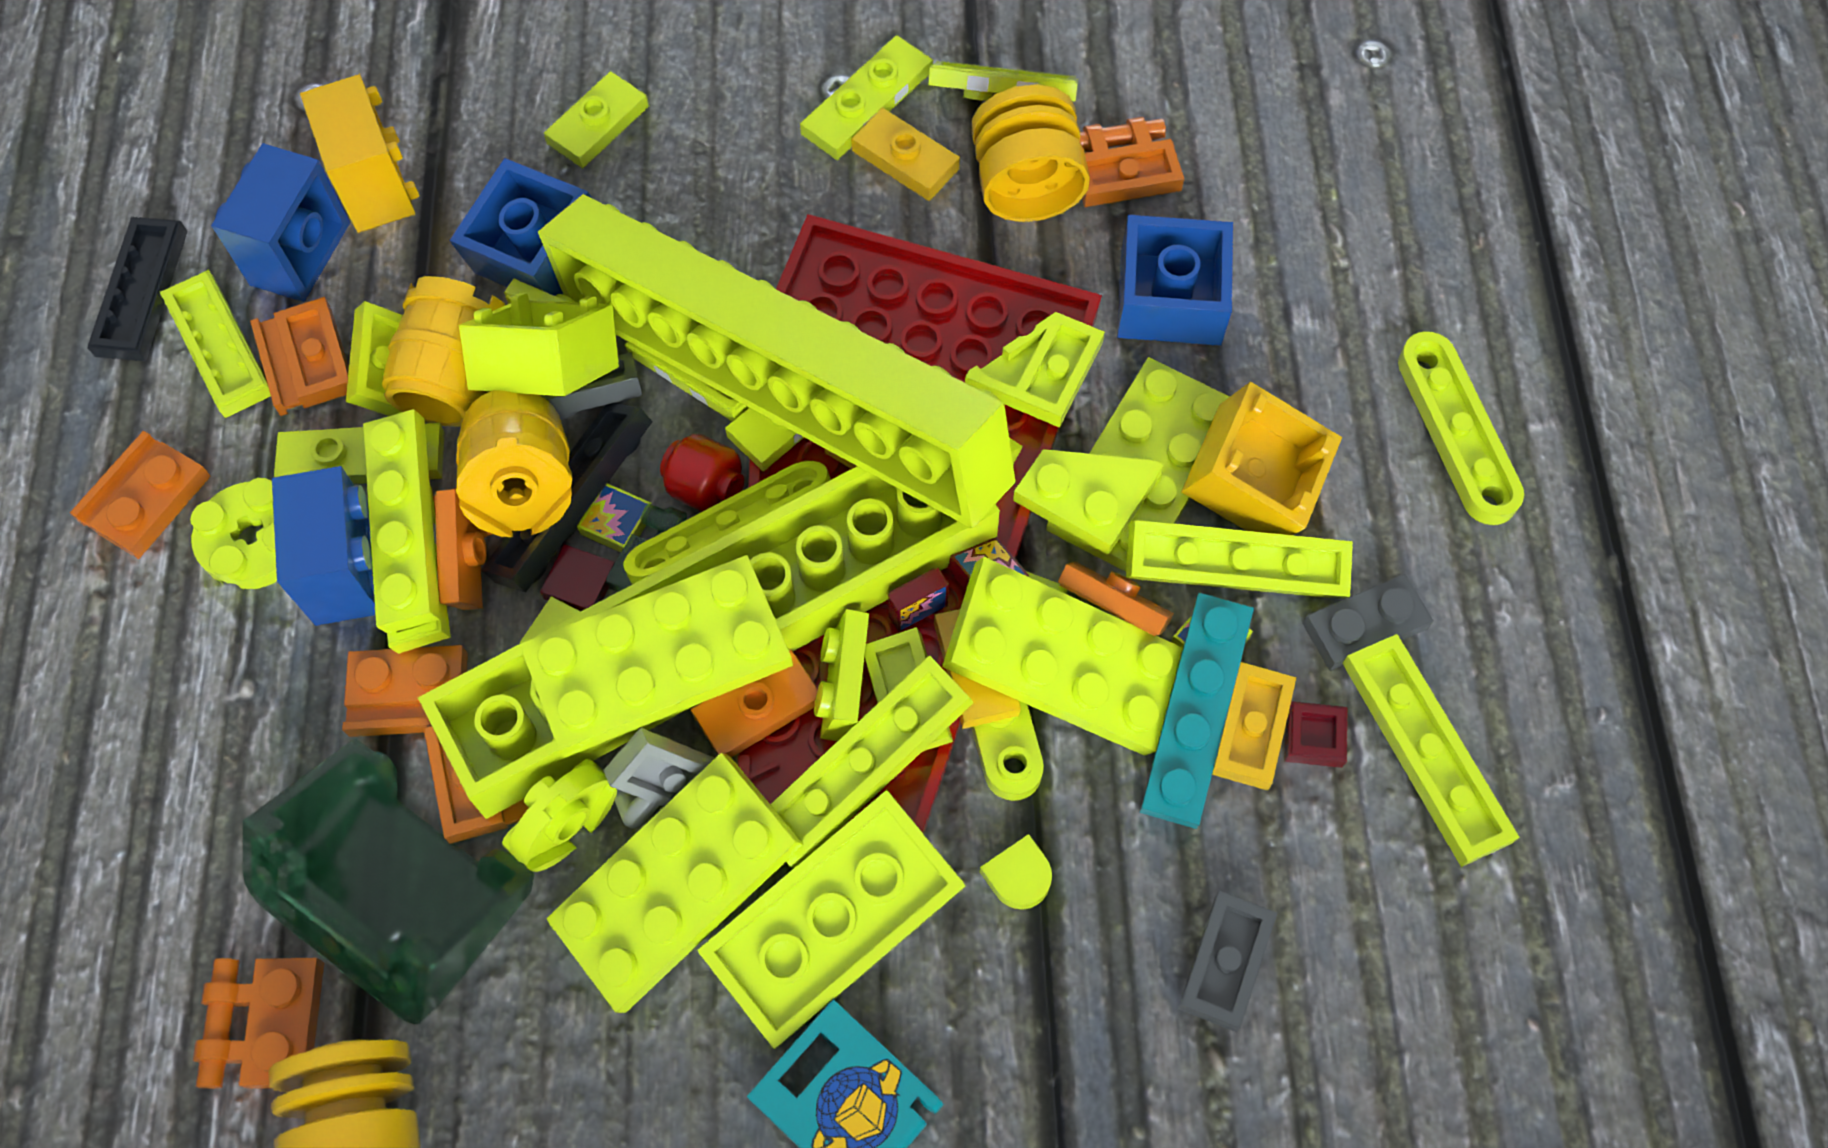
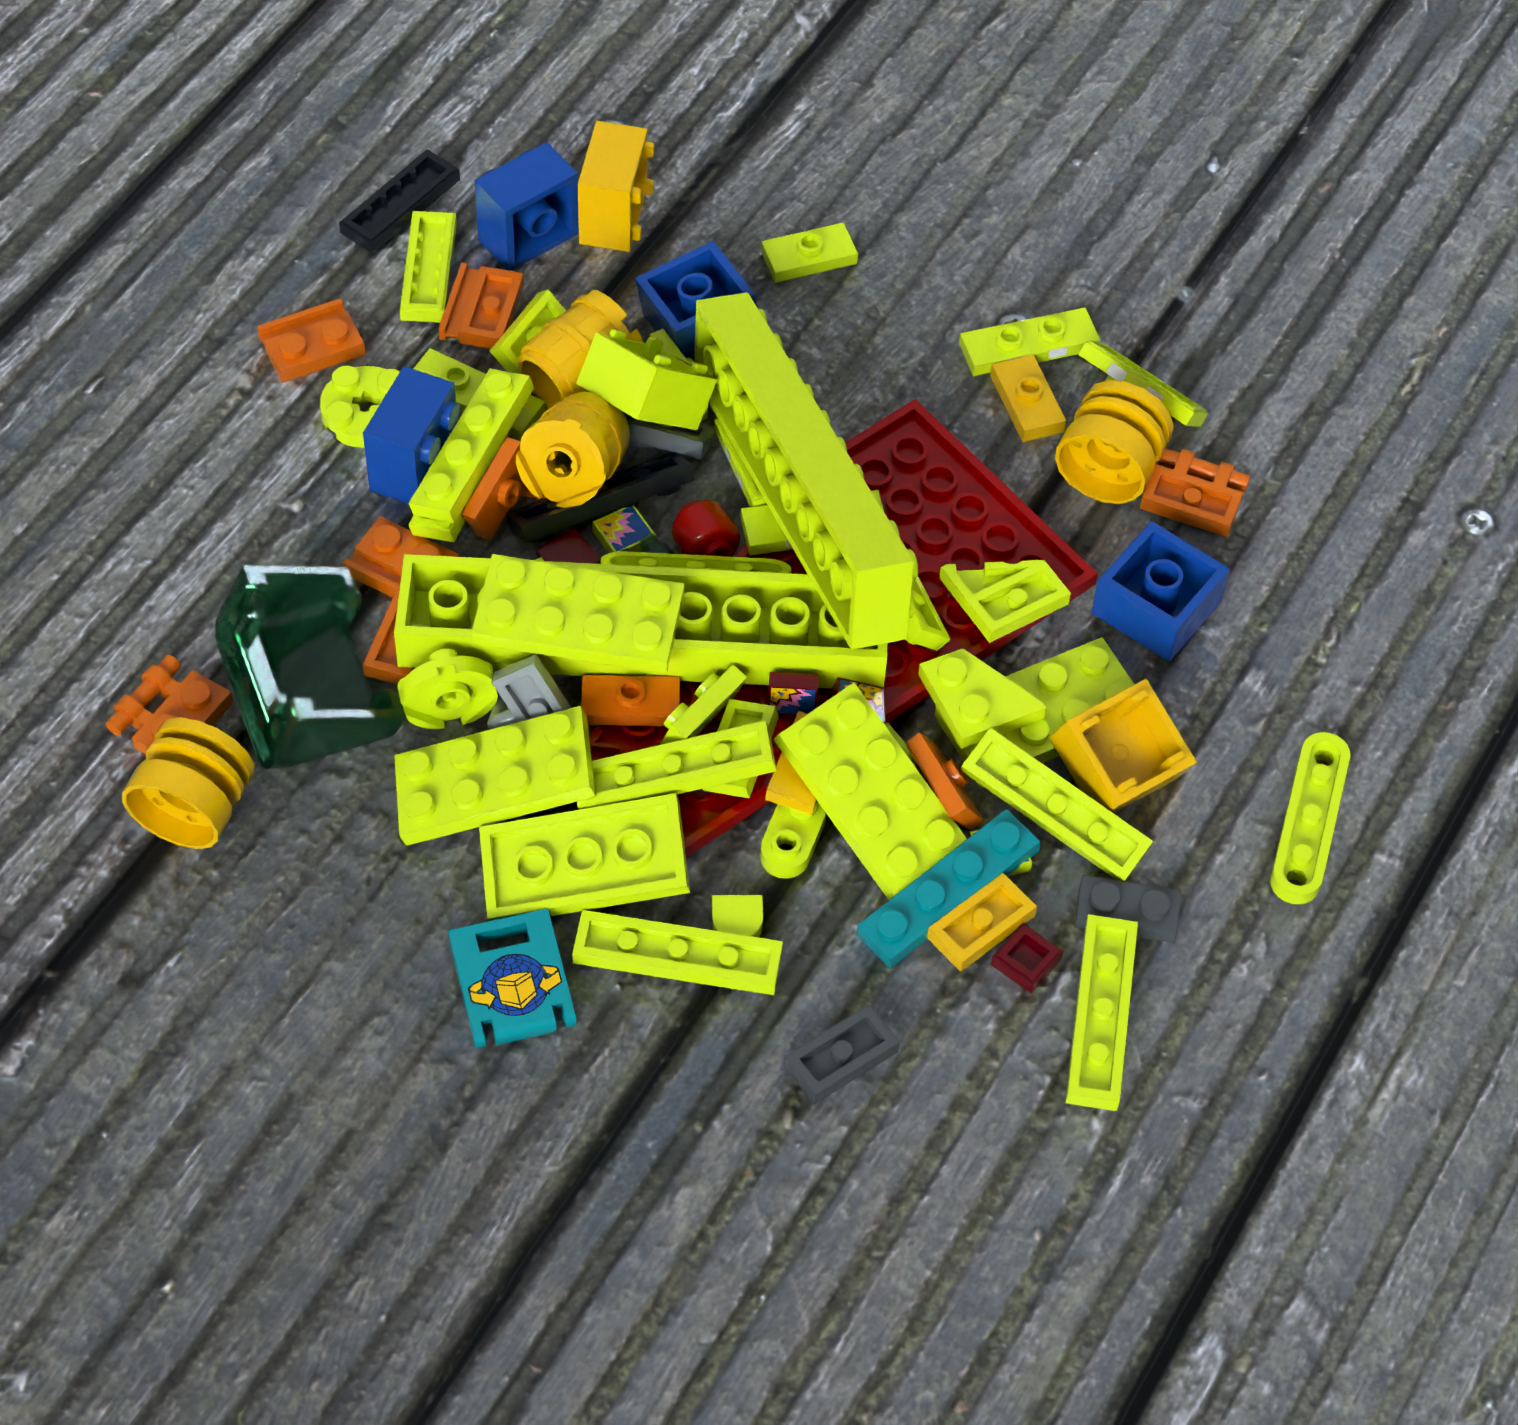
camera: 30 degrees right, 10 degrees down
(990, 955) = (677, 952): none -> neon yellow plate

